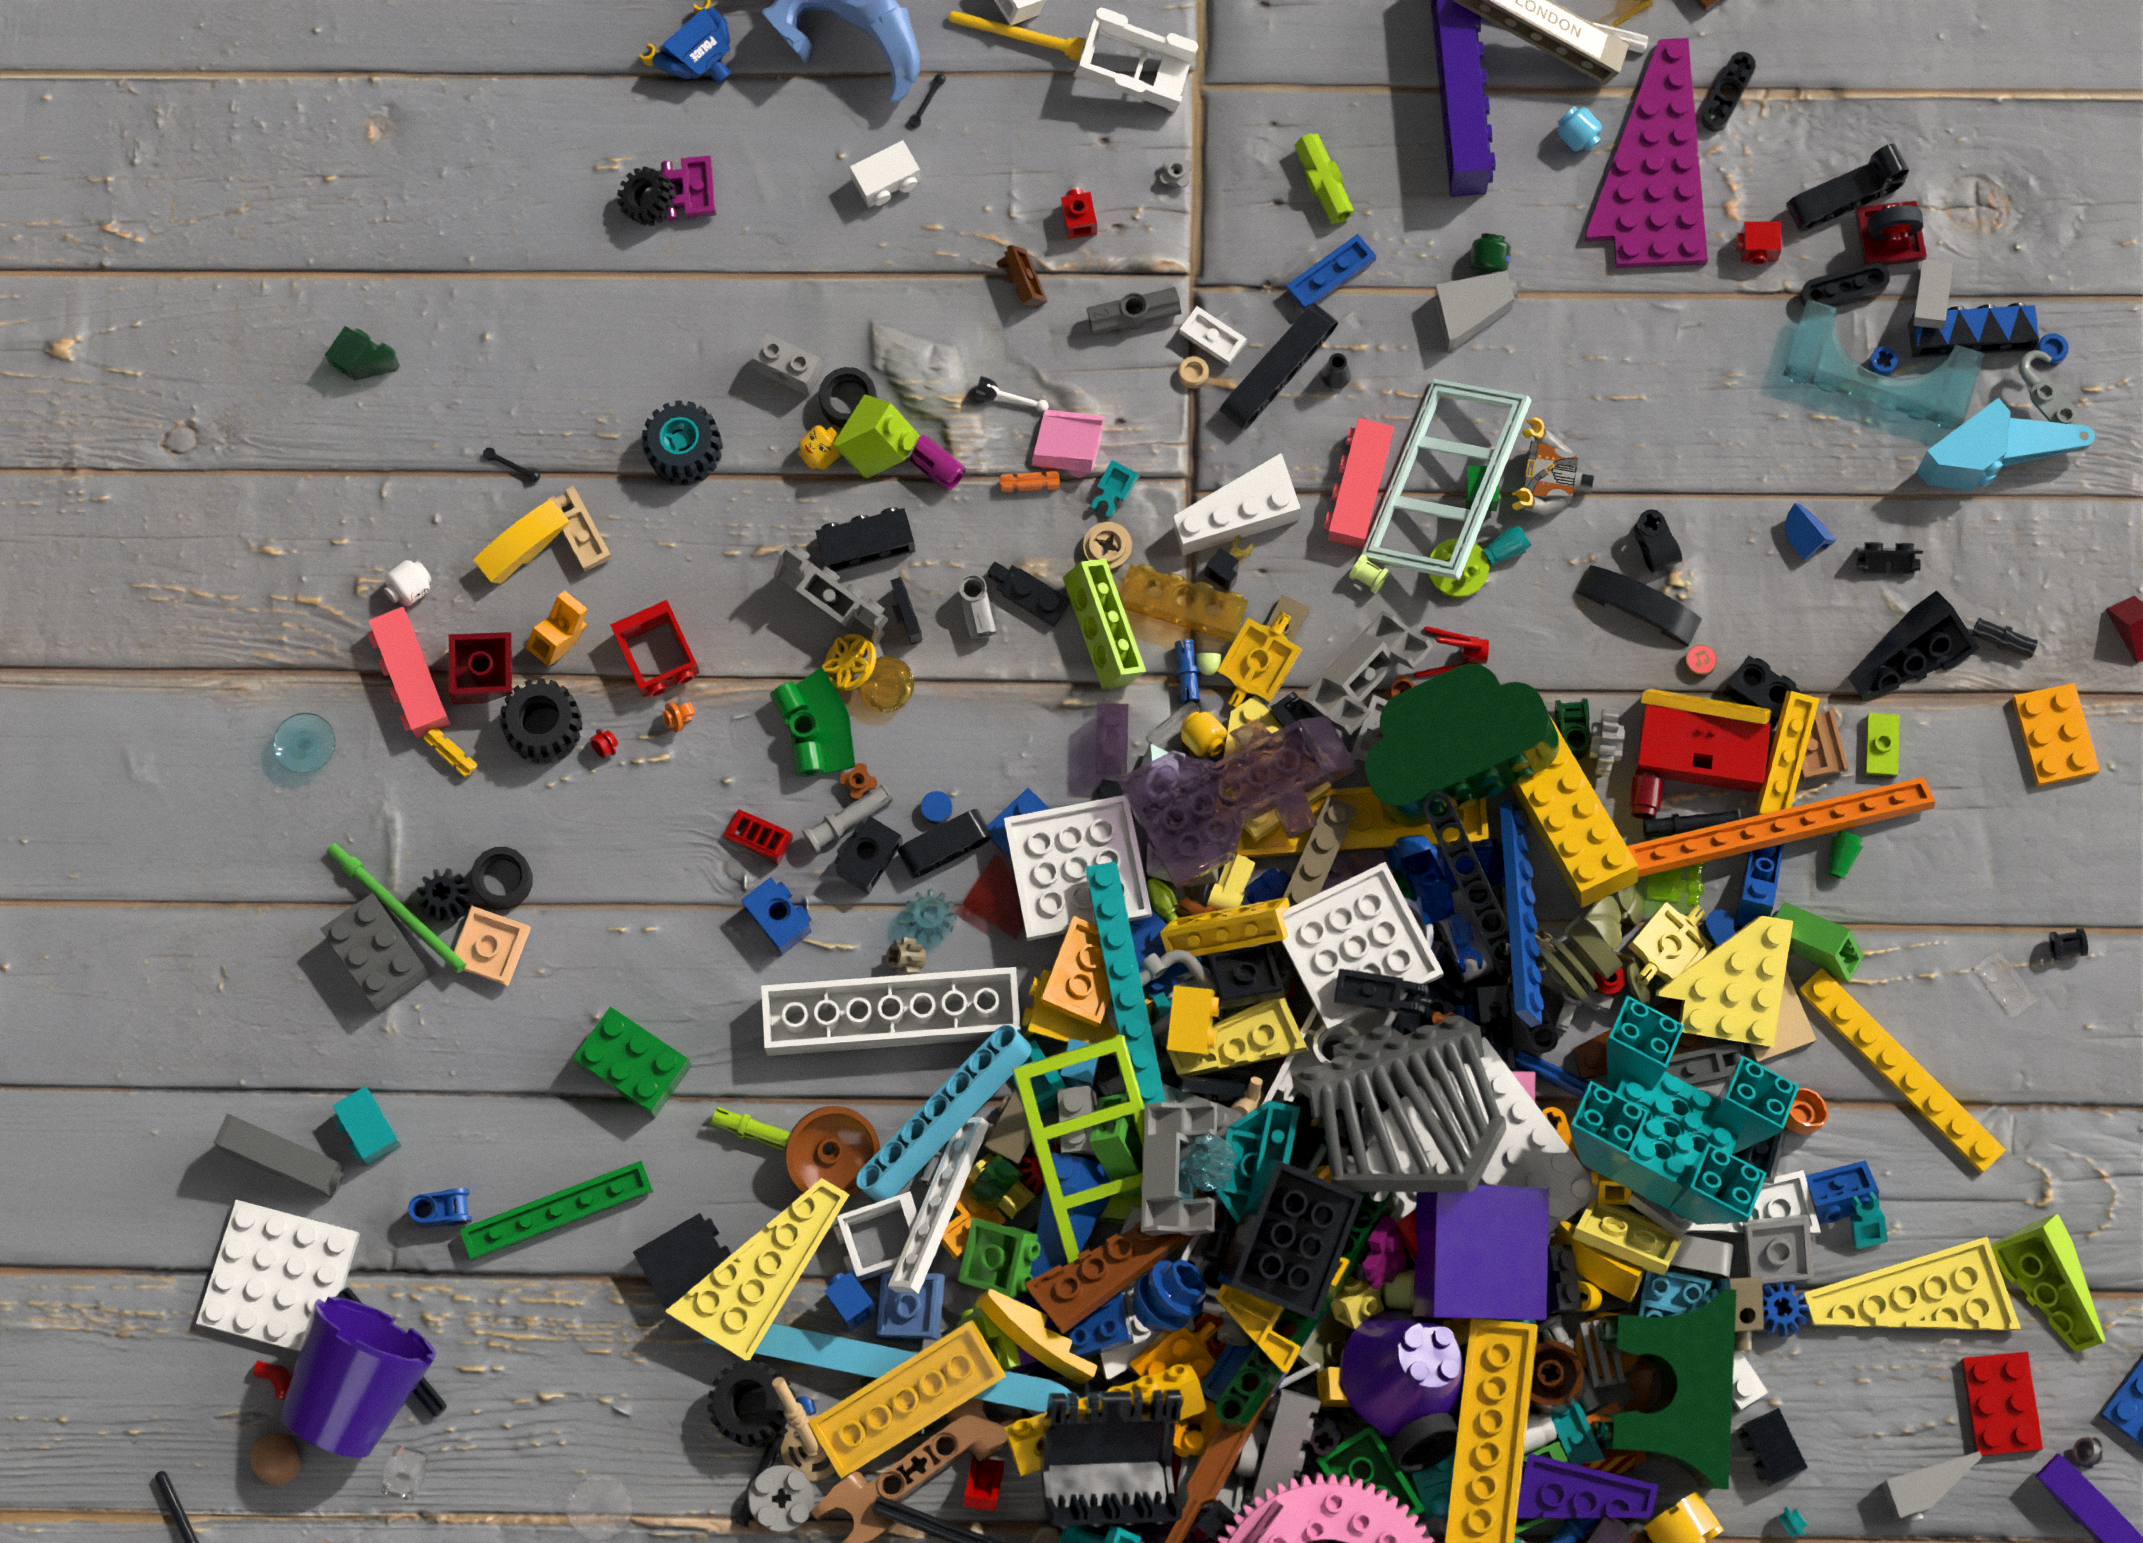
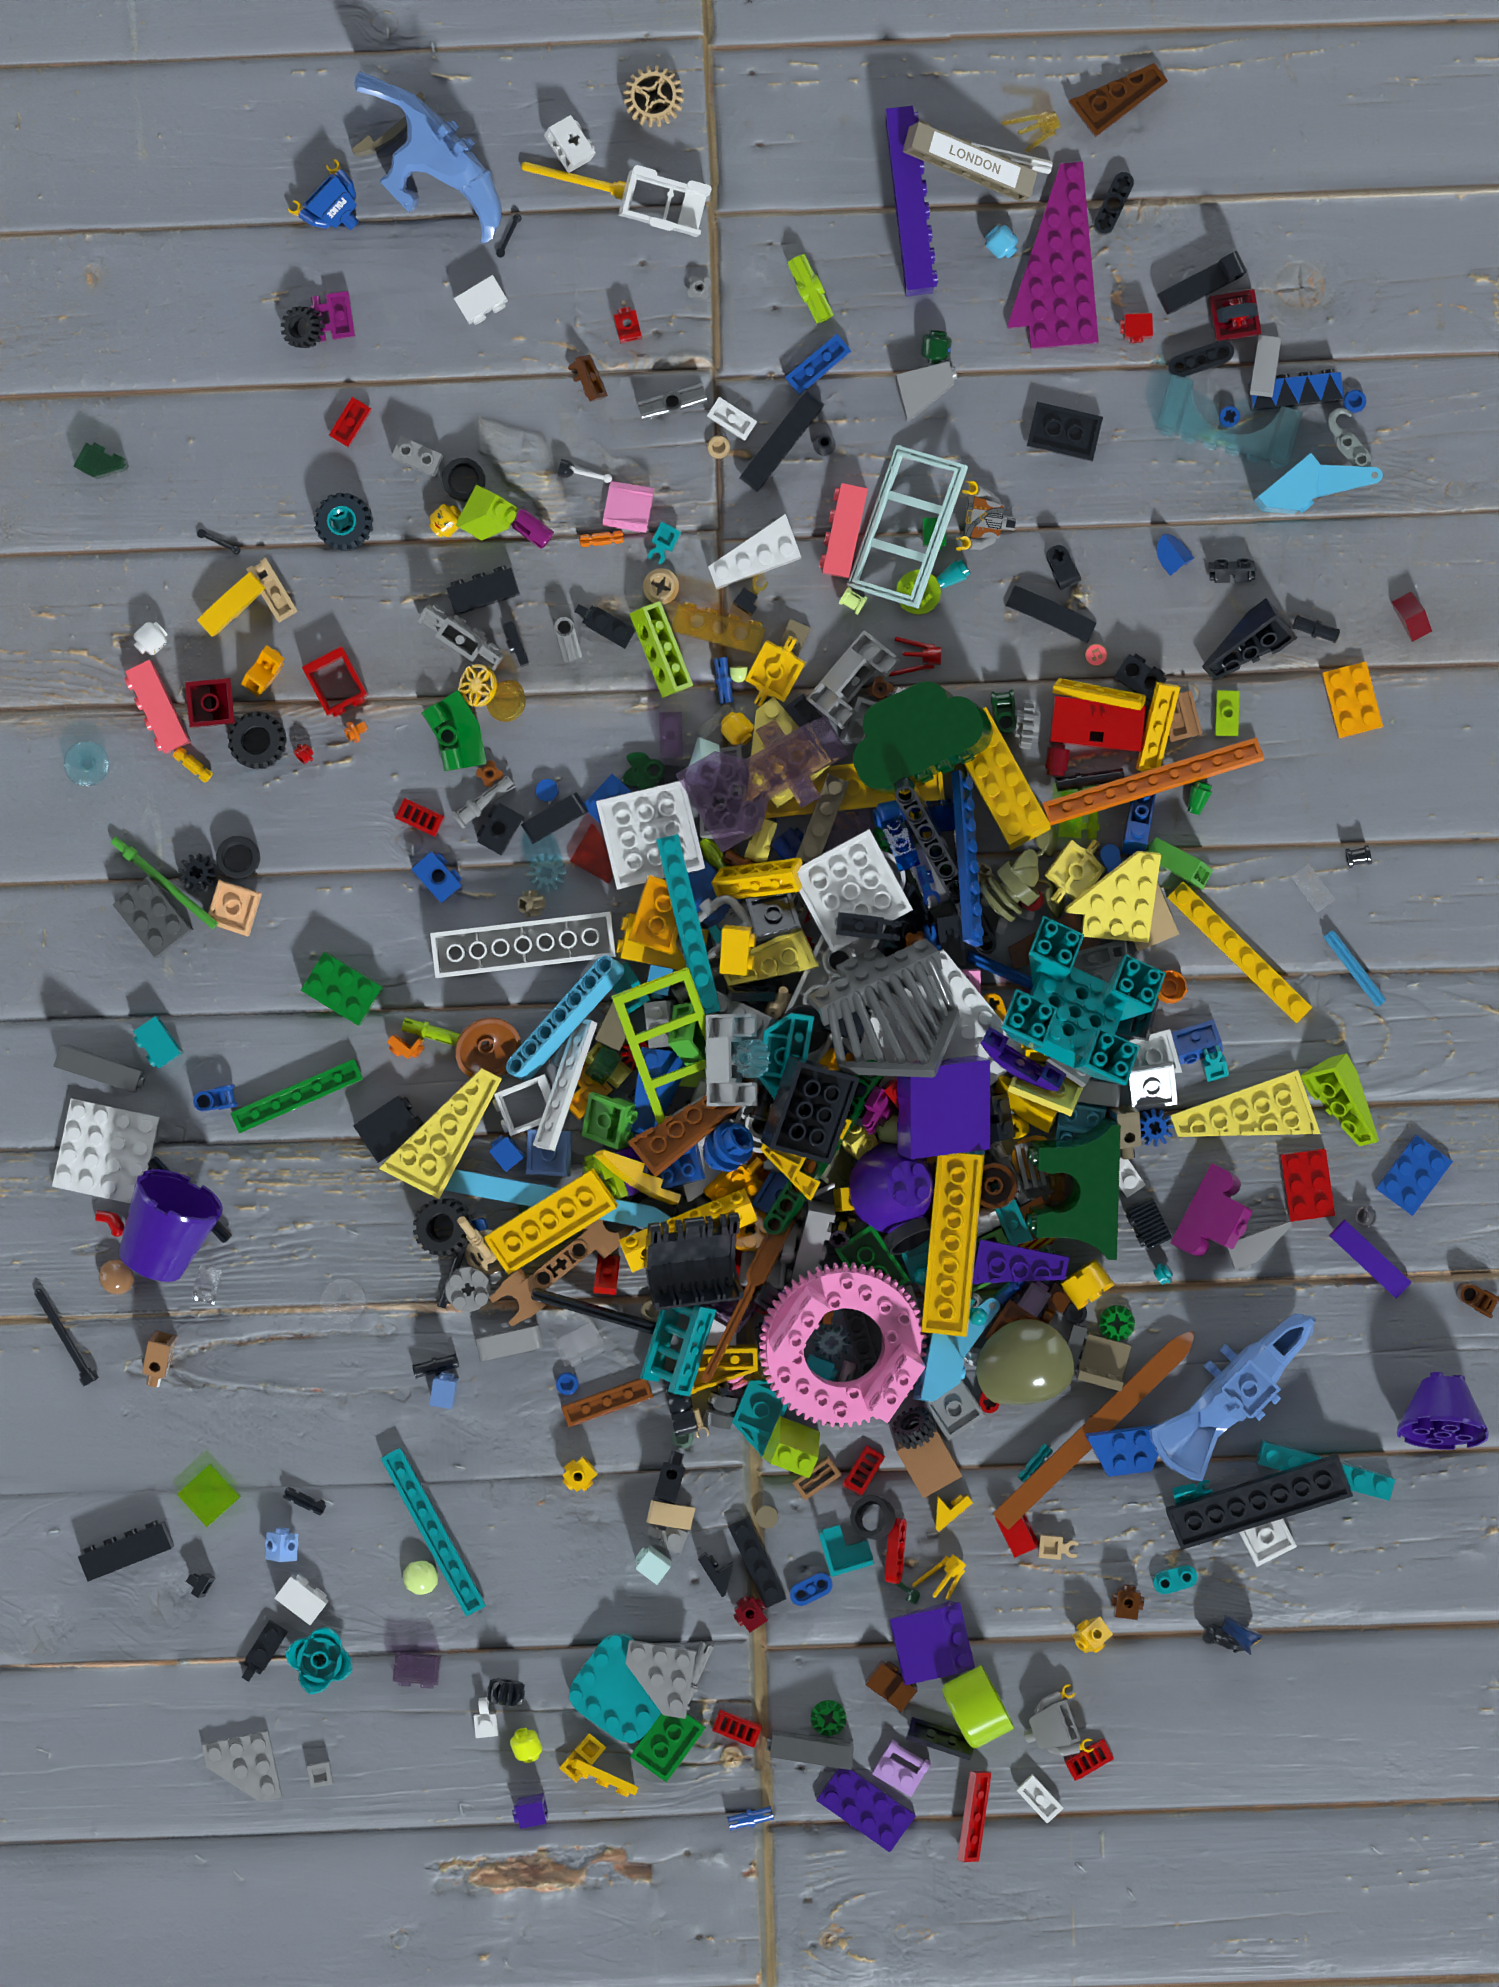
camera: 10 degrees left, 15 degrees up
(701, 319) = (350, 422): none -> red plate
(710, 1146) = (400, 1047): none -> orange bracket
(1067, 785) = (640, 774): none -> dark green plate
(1588, 1202) = (1020, 1065): none -> dark purple slope
(1661, 370) = (1064, 431): none -> black plate
(1866, 1437) = (1213, 1214): none -> magenta brick
(2065, 1099) = (1354, 968): none -> dark azure axle

